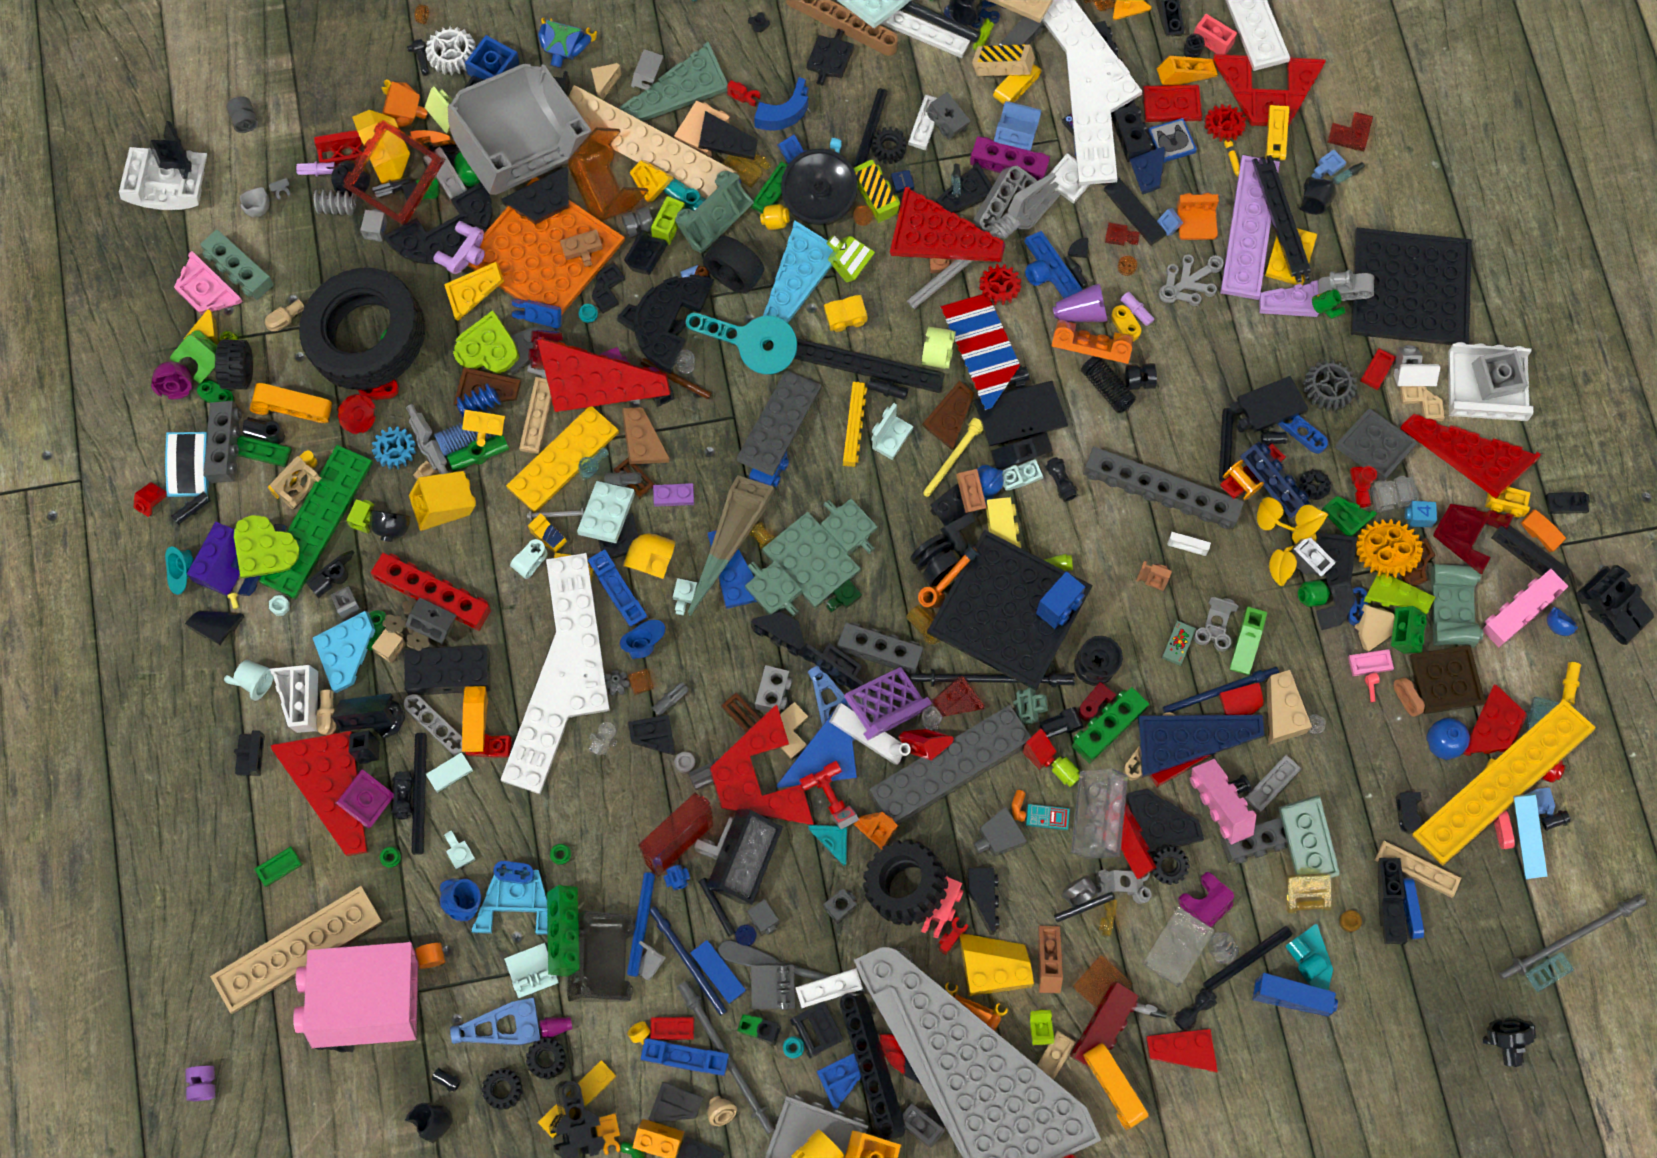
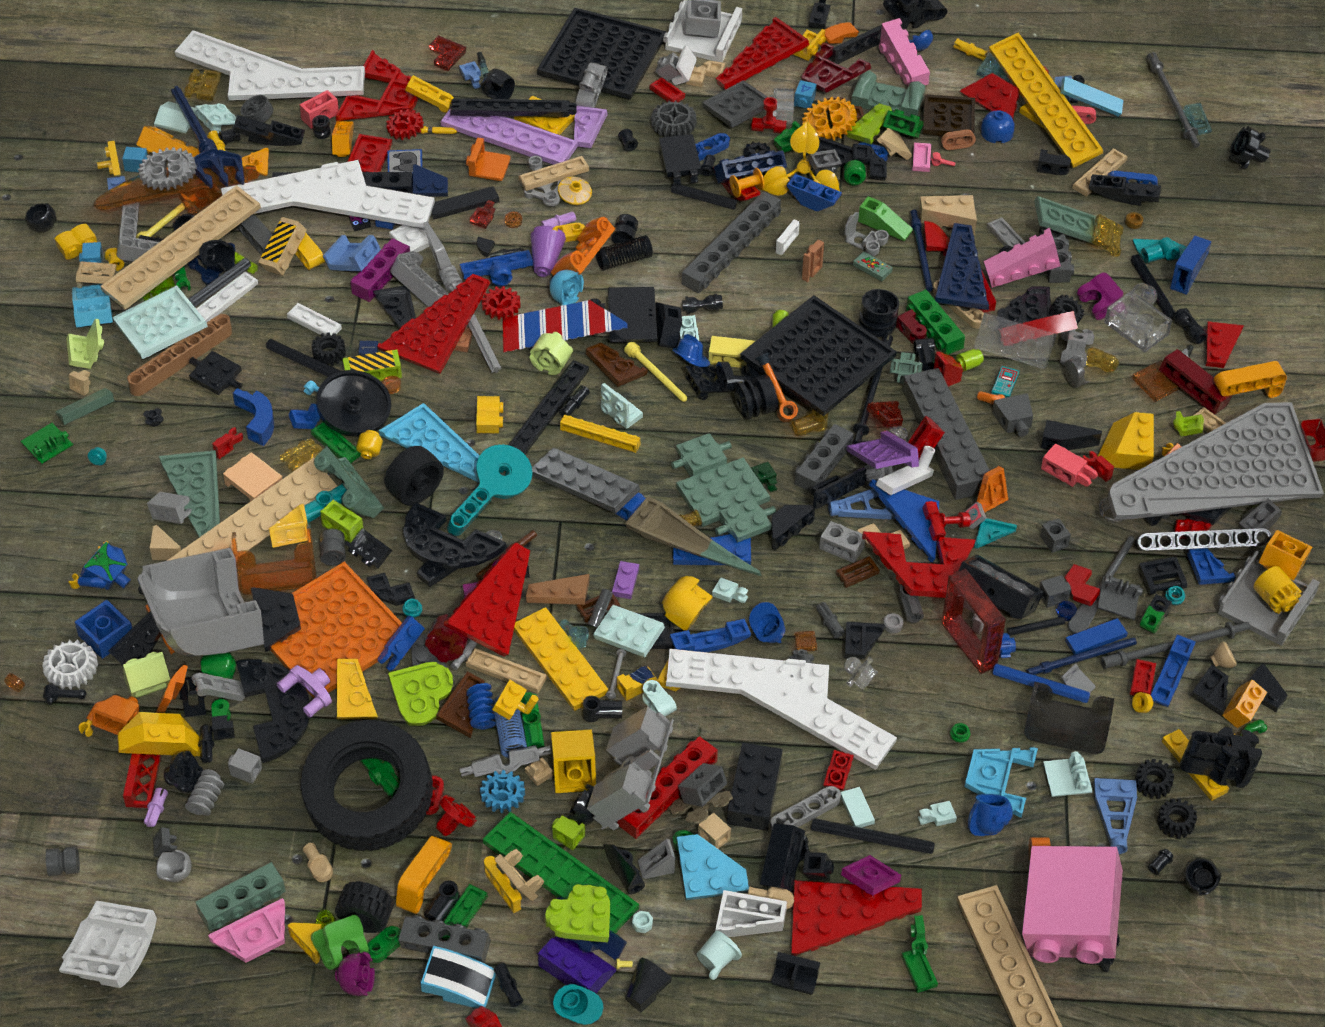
camera: 75 degrees left, 20 degrees down
(170, 152) = (83, 927): black bracket -> none
(313, 856) = (917, 931): none -> green plate
(388, 851) = (932, 866): green plate -> none
(402, 787) = (863, 845): black piece -> none
(420, 189) = (230, 701): clear red window -> none
(459, 545) = (633, 748): none -> light grey piece
(474, 718) = (809, 768): light orange slope -> none
(507, 511) = (594, 708): none -> black piece
(513, 877) = (970, 764): blue beam -> none
(554, 1026) = (1125, 768): magenta cone -> none
(563, 930) = (1030, 741): green brick -> none
(581, 246) = (342, 593): medium nougat plate -> none
(695, 270) = (400, 517): arm -> none
(725, 138) = (274, 459): black wing -> none
(786, 938) = (1080, 590): none -> red tile
(829, 988) = (1127, 557): white tile -> none
(848, 256) = (436, 397): lime torso -> none
(888, 865) = (1046, 453): black tyre -> none
(947, 116) = (319, 299): dark grey brick -> none
(956, 181) = (386, 307): clear light blue piece -> none
(971, 490) = (699, 357): nougat plate -> none
(1035, 339) = (566, 286): none -> medium azure cylinder
(1049, 959) = (1126, 404): nougat slope -> none
(1060, 600) = (827, 308): blue brick -> none
(1084, 906) = (1091, 371): black bar -> none
(1170, 221) = (484, 179): medium blue plate -> none
(1186, 322) = (574, 190): none -> tan dish
(1204, 285) = (553, 173): none -> tan tile
(1262, 554) = (812, 194): none -> blue slope
(1282, 346) = (628, 140): none -> black bush
(1326, 301) = (601, 99): green piece -> none

